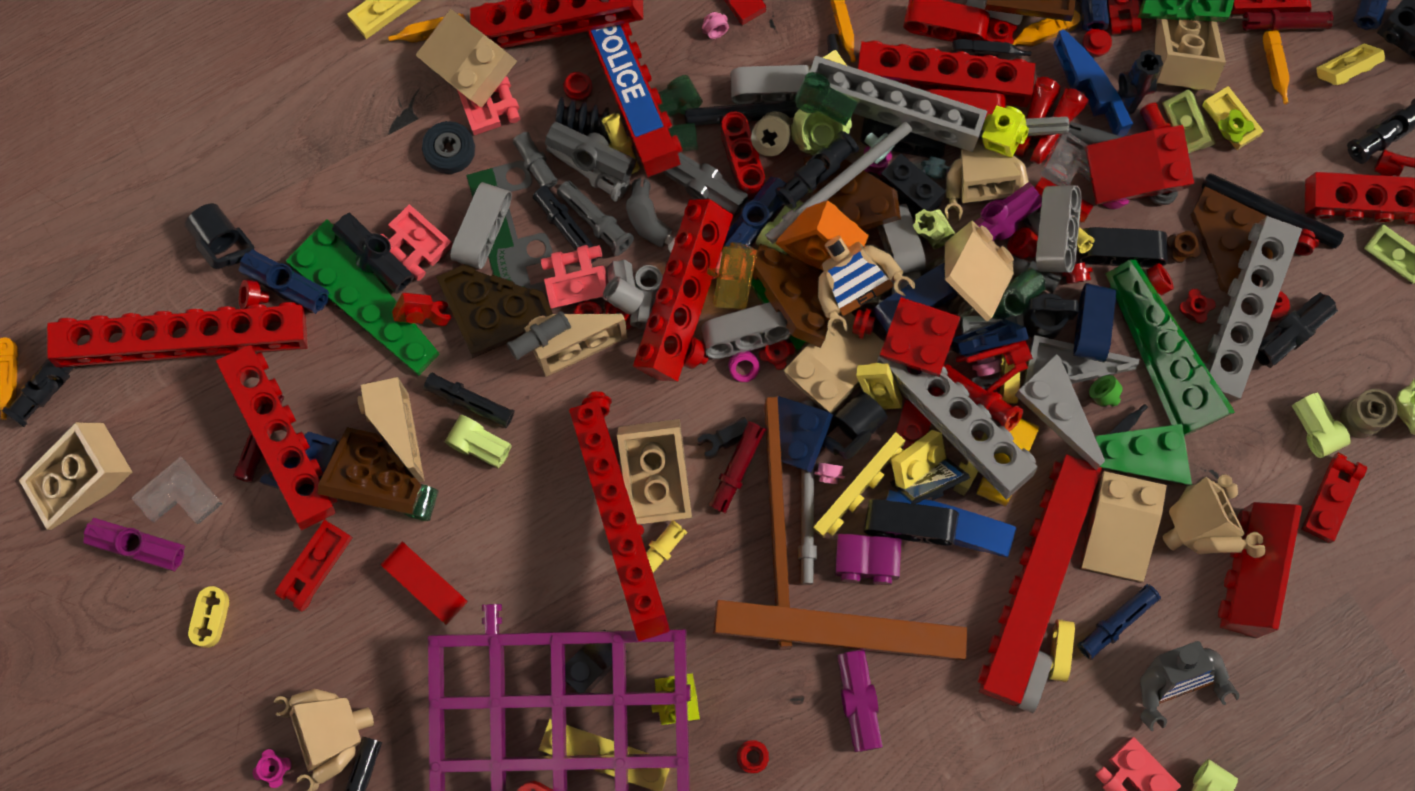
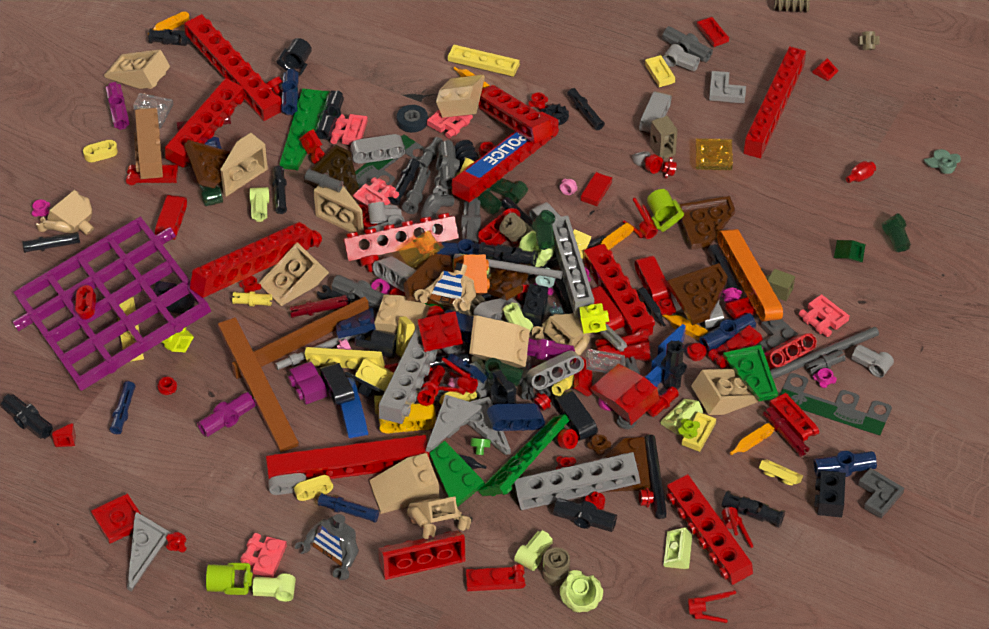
camera: 60 degrees right, 25 degrees down
(266, 544) = (148, 144): none -> medium nougat wedge
(741, 397) = (357, 290): none -> dark grey piece

